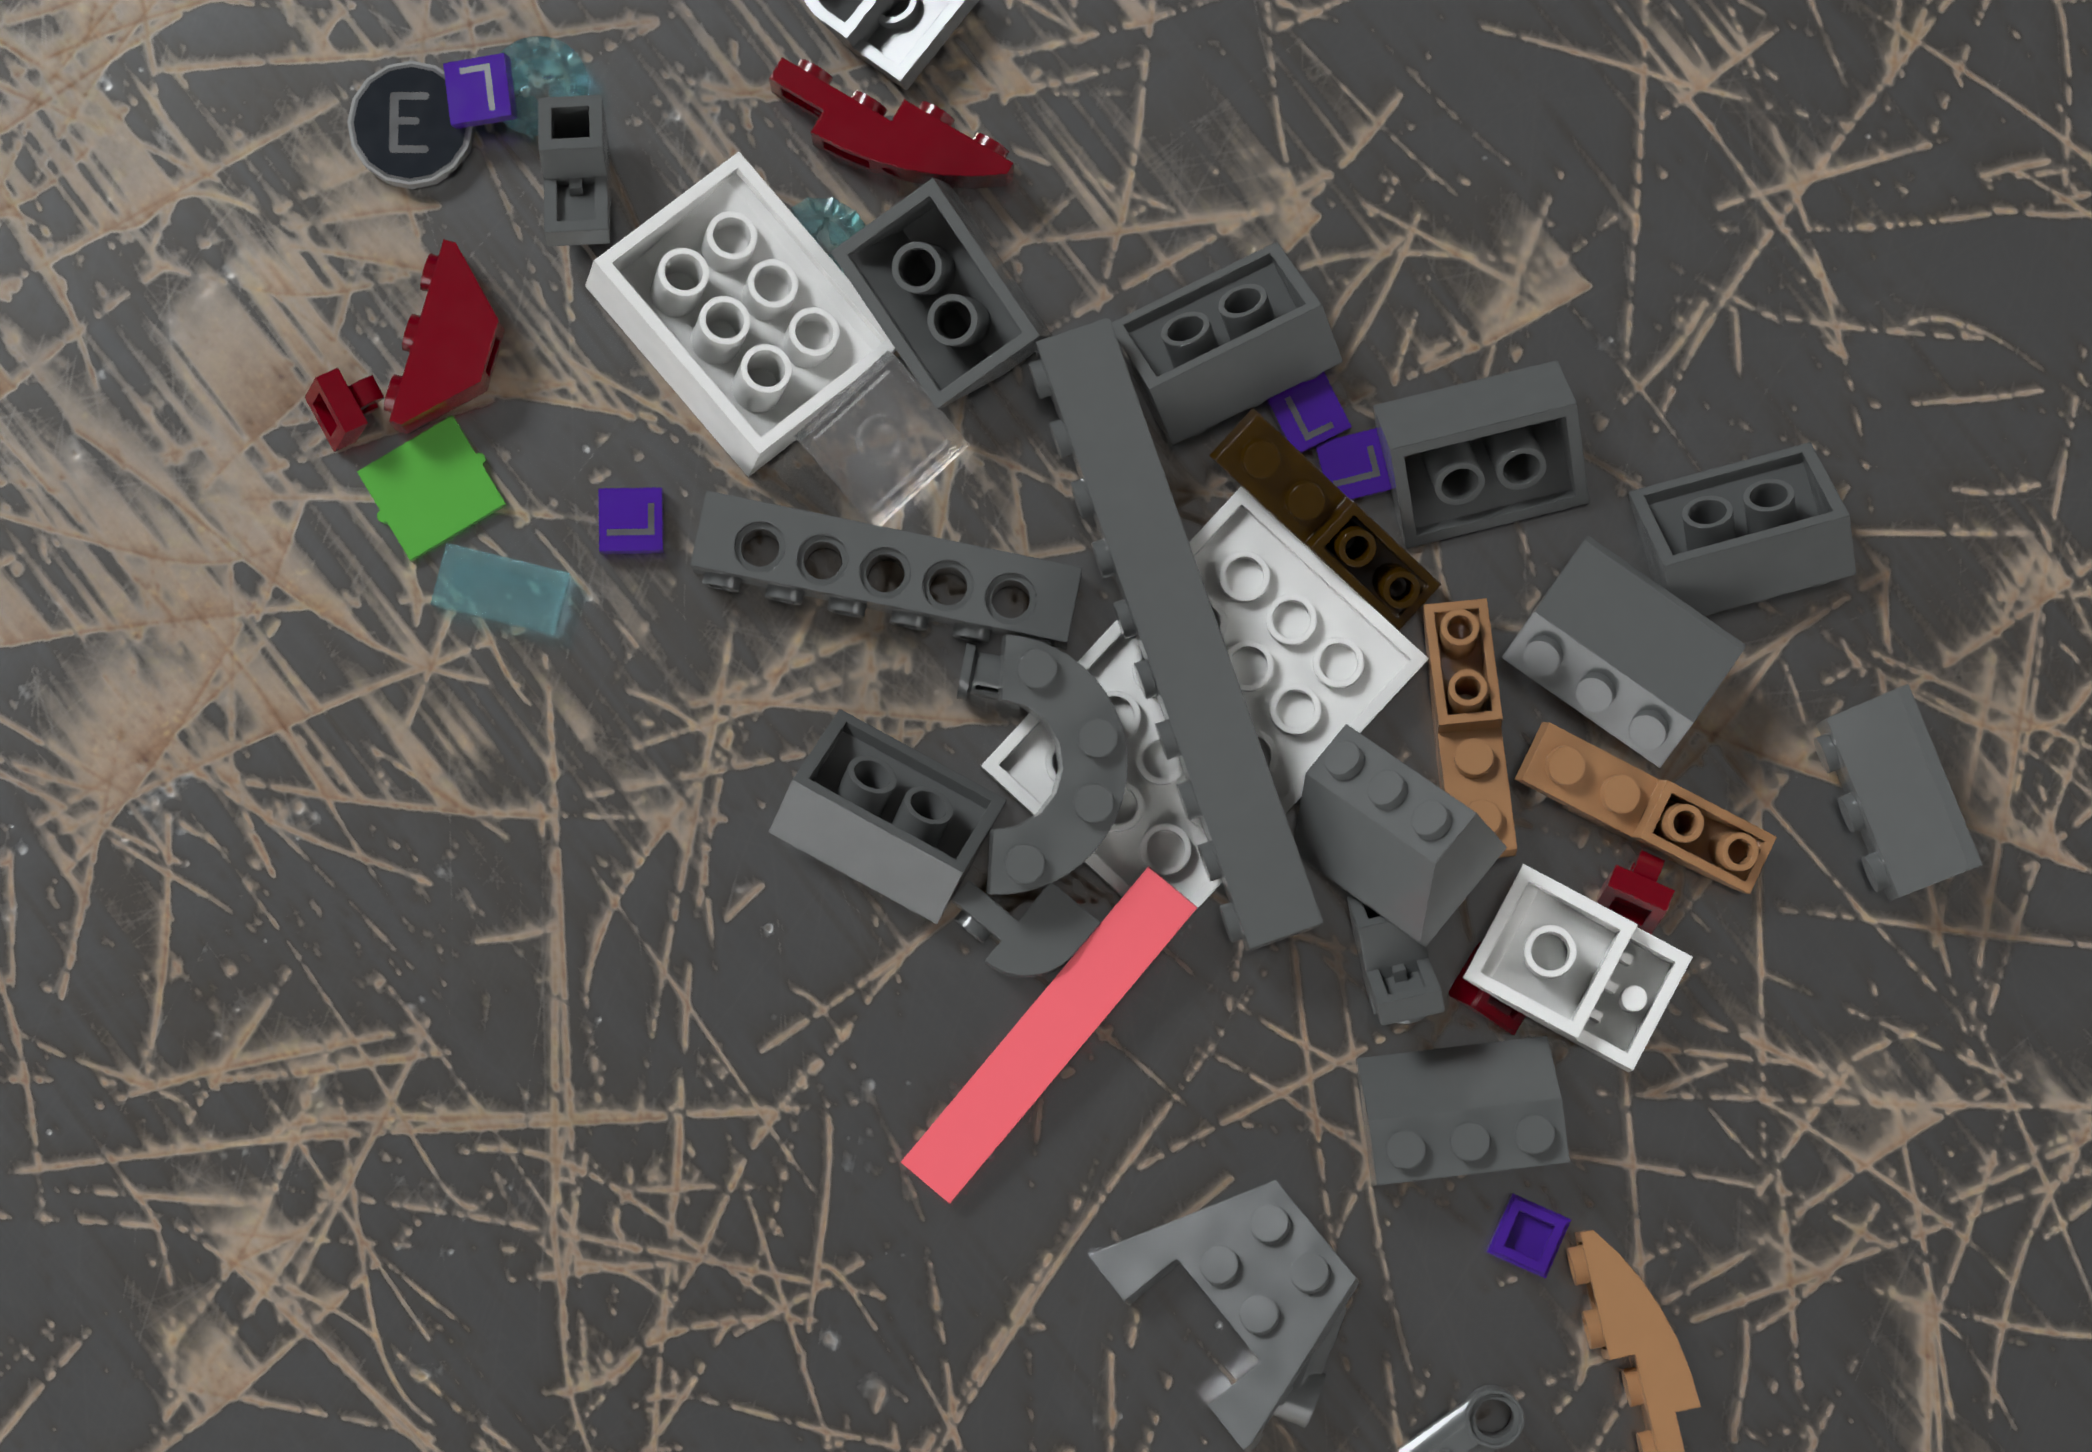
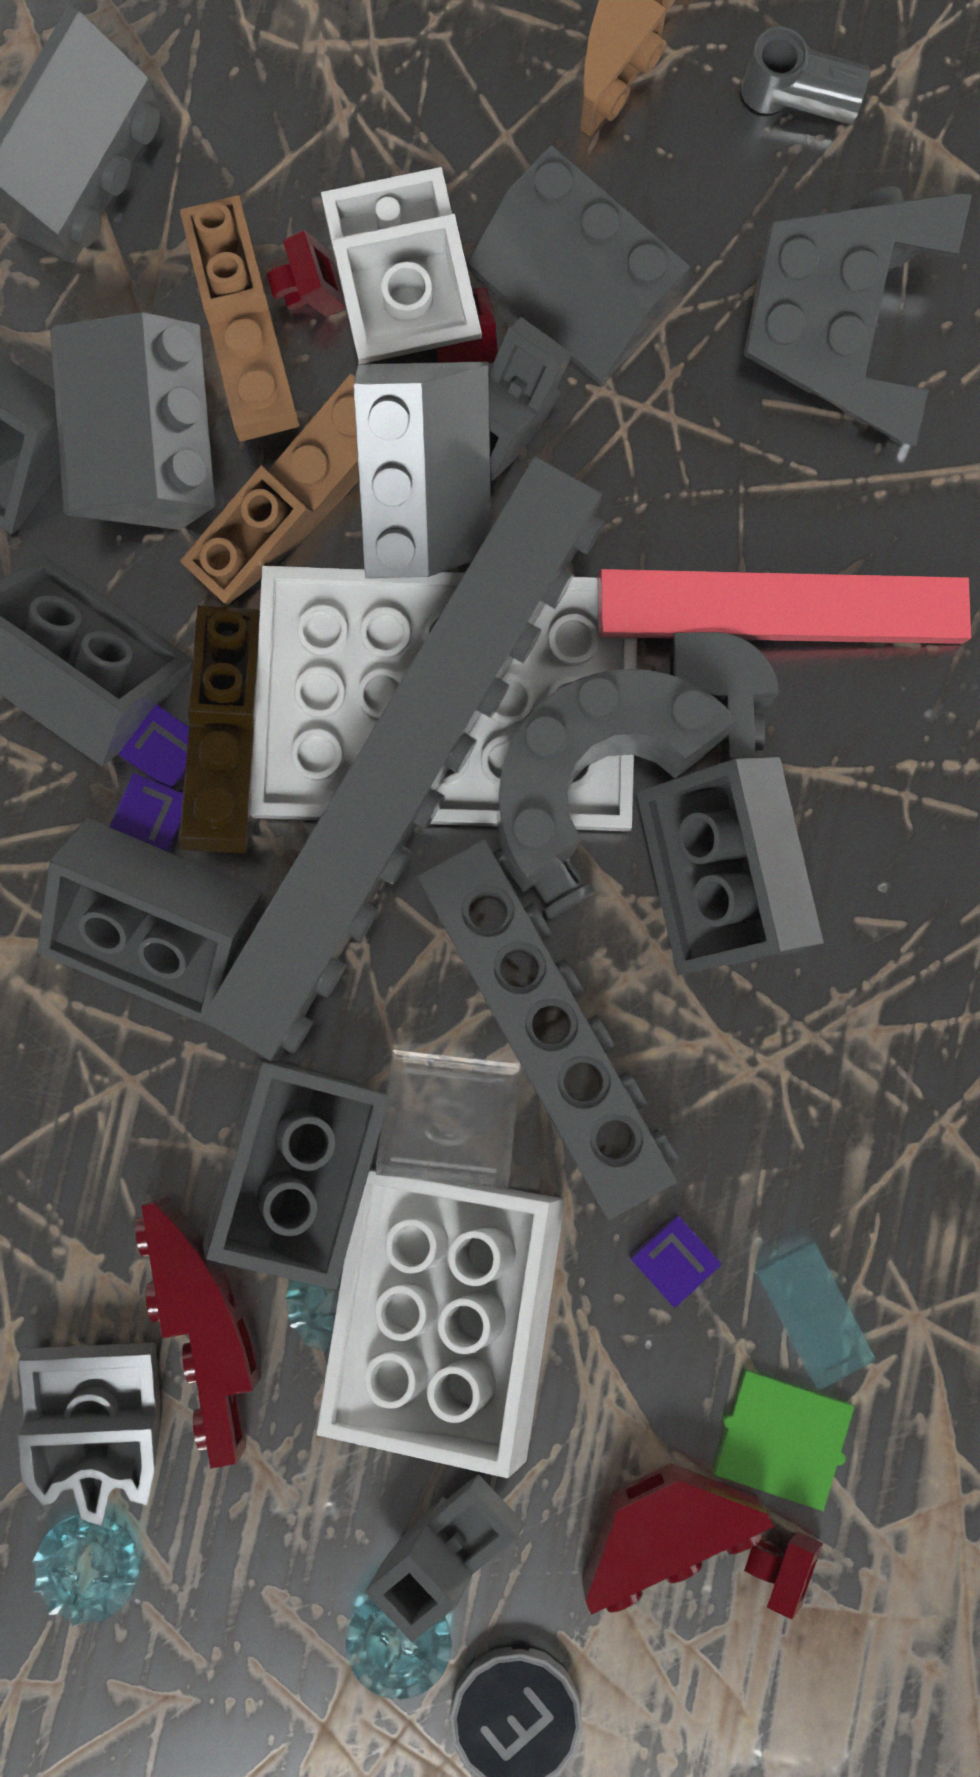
camera: 130 degrees left, 0 degrees up
(480, 90) = (444, 1691): dark purple tile -> none
(1528, 1235) = (622, 159): dark purple tile -> none

